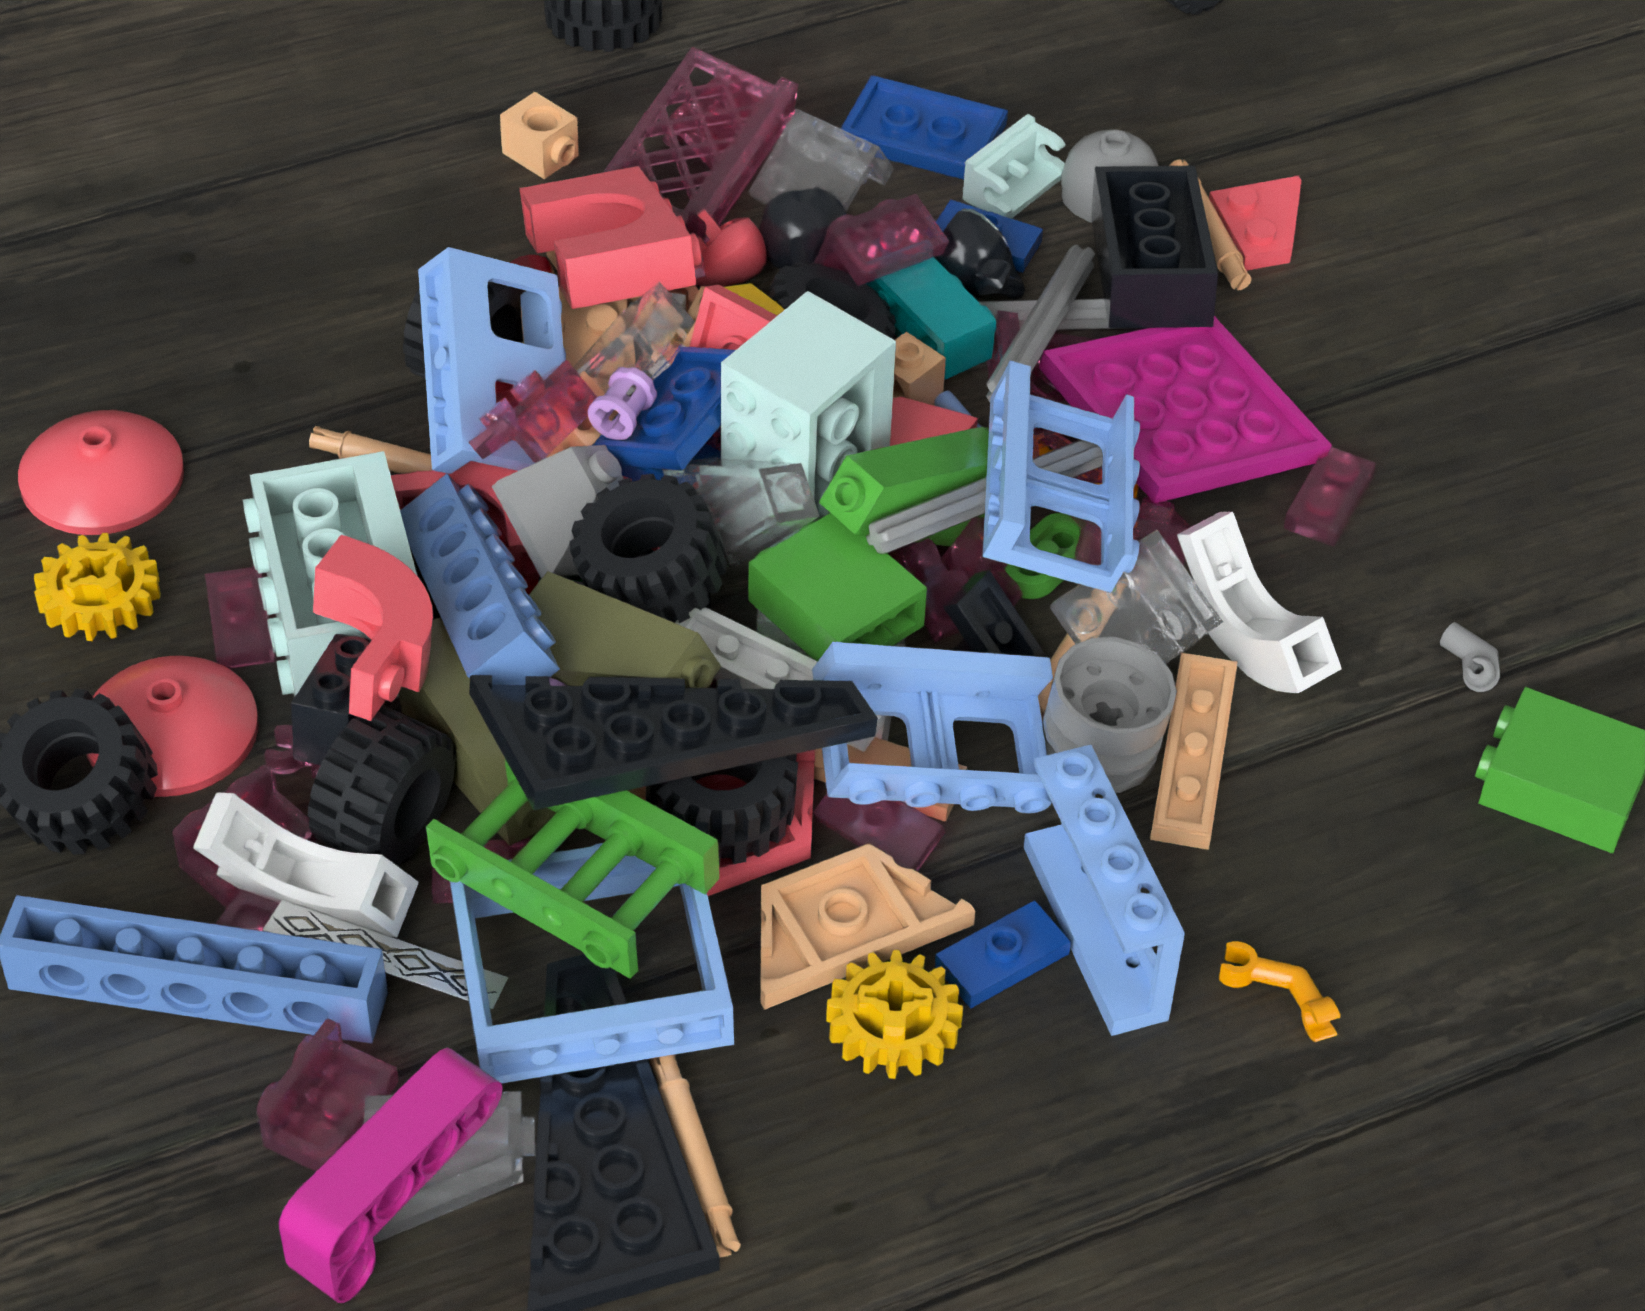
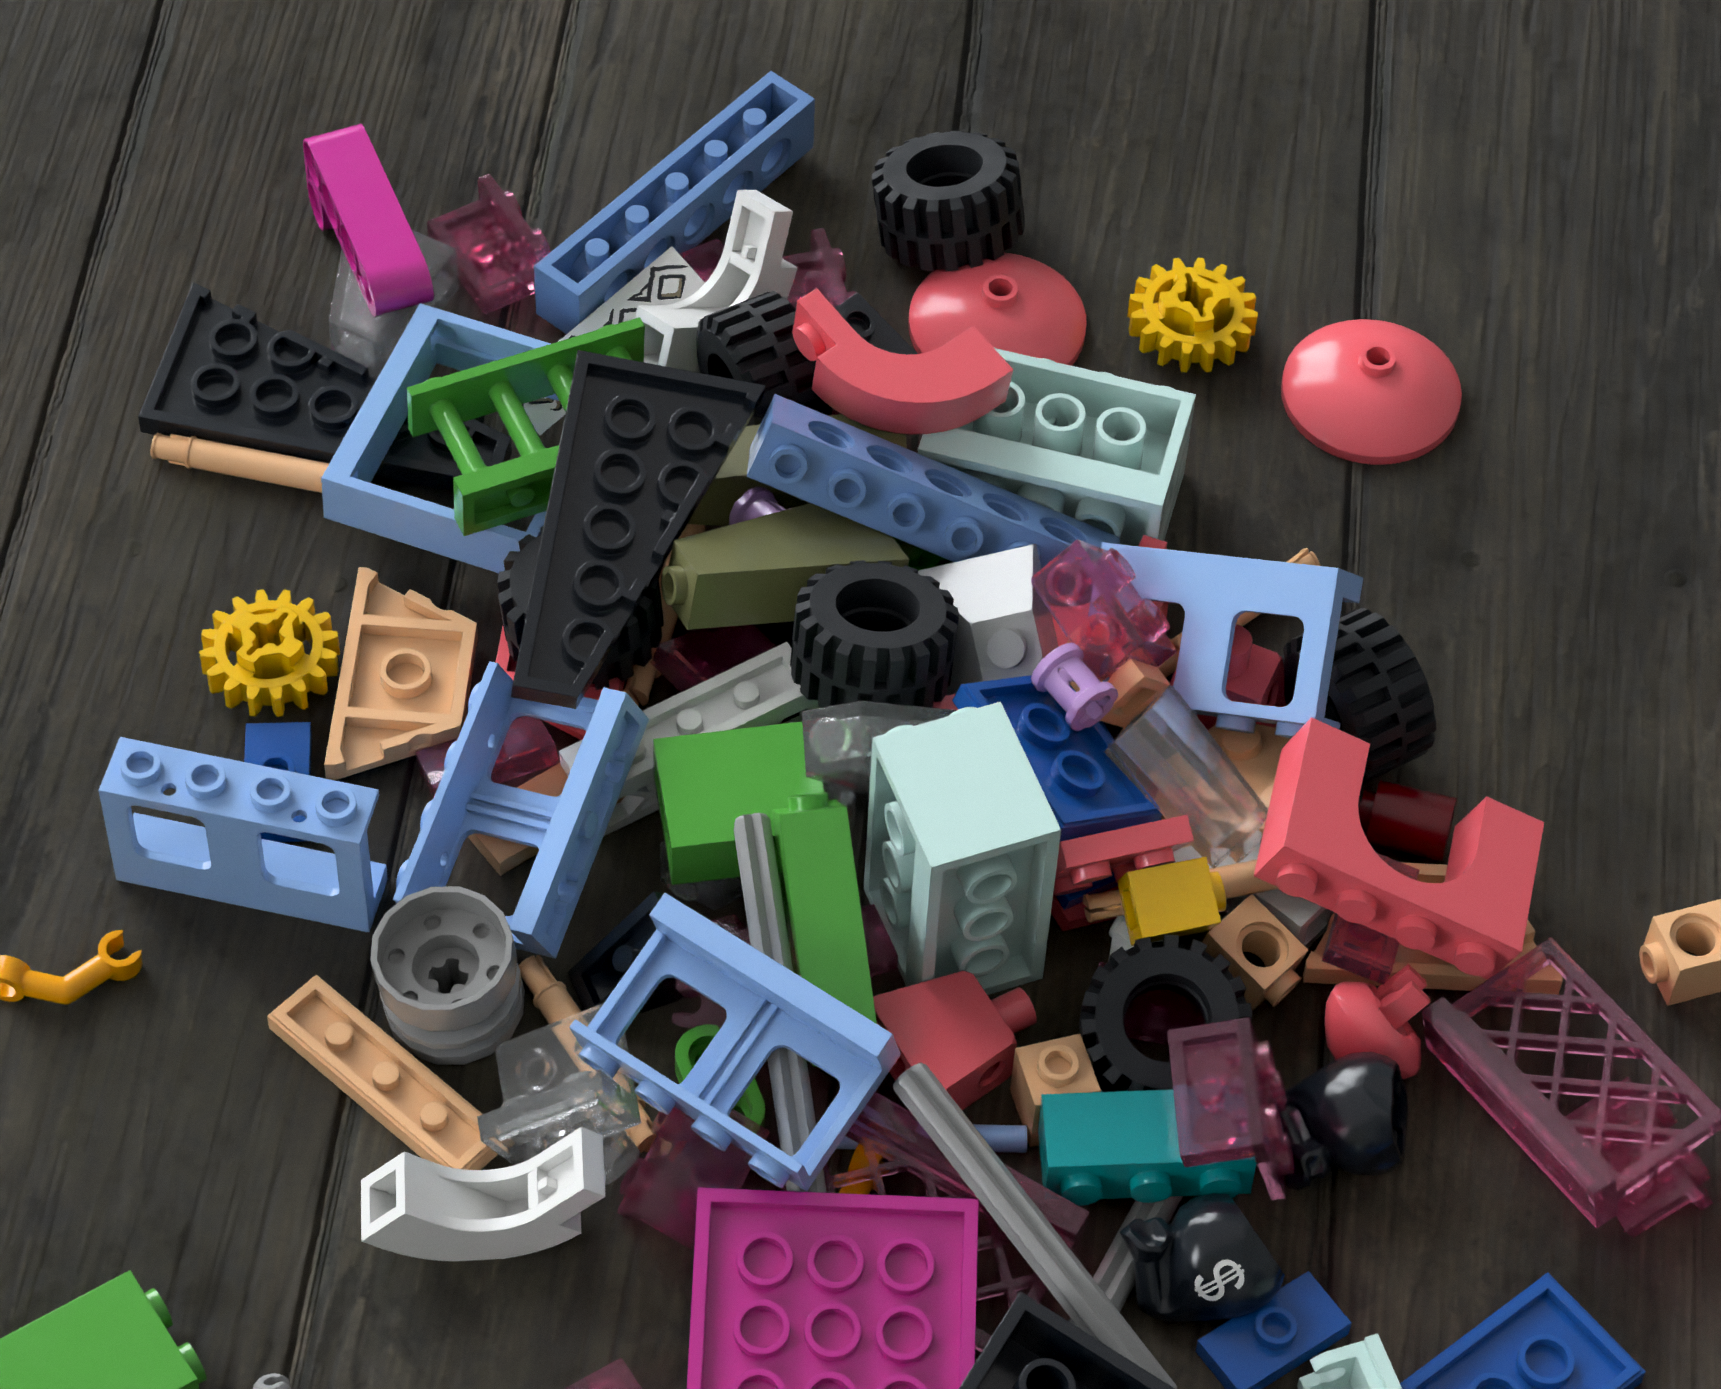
camera: 120 degrees right, 5 degrees up
(820, 156) = (1487, 1214): clear bracket -> none

